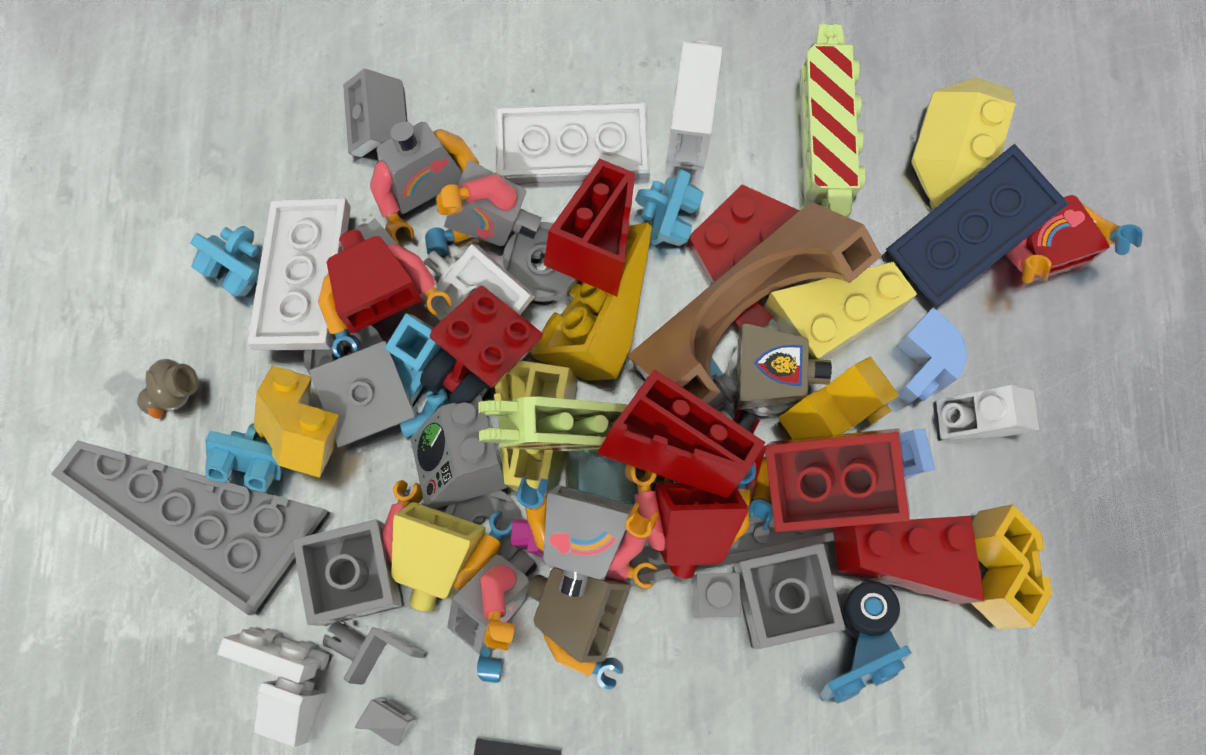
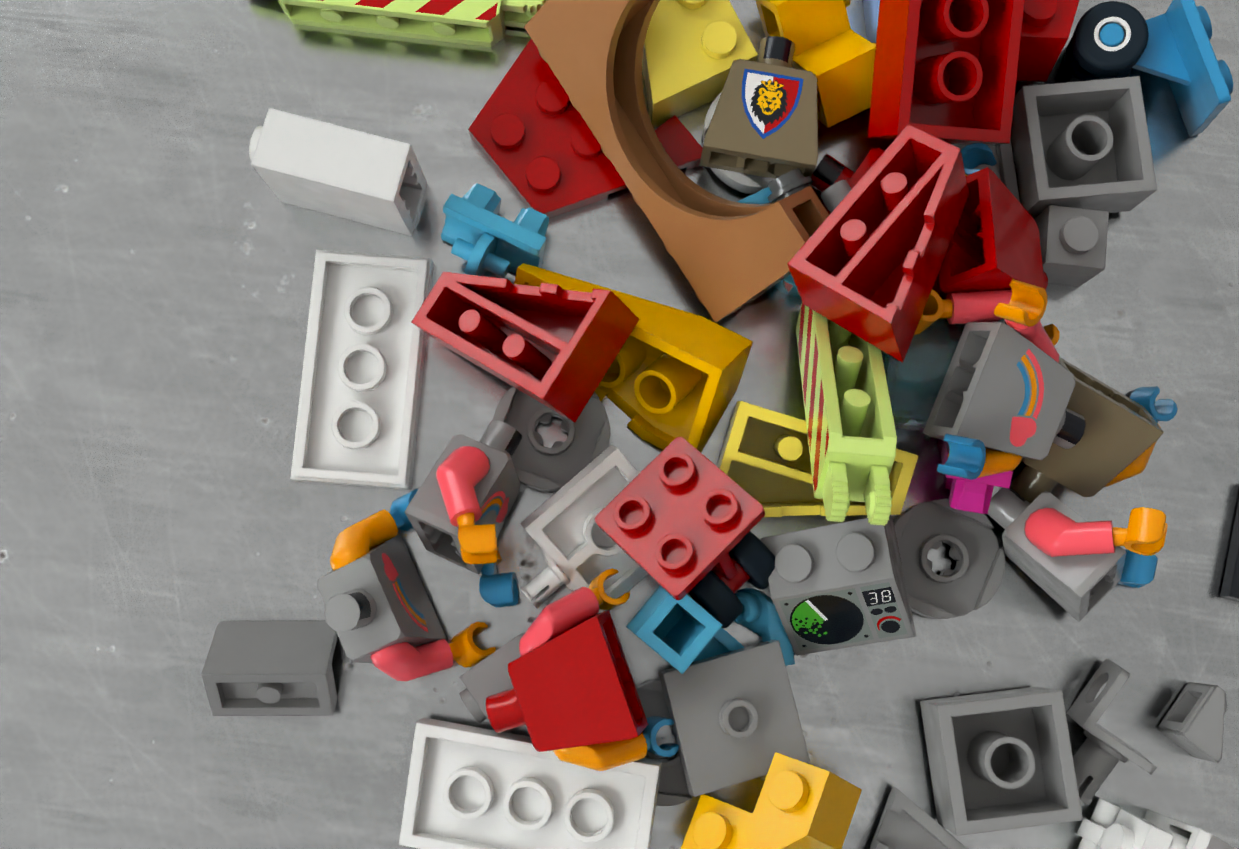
camera: 85 degrees left, 5 degrees up
(434, 549) = (980, 626): light yellow torso -> none

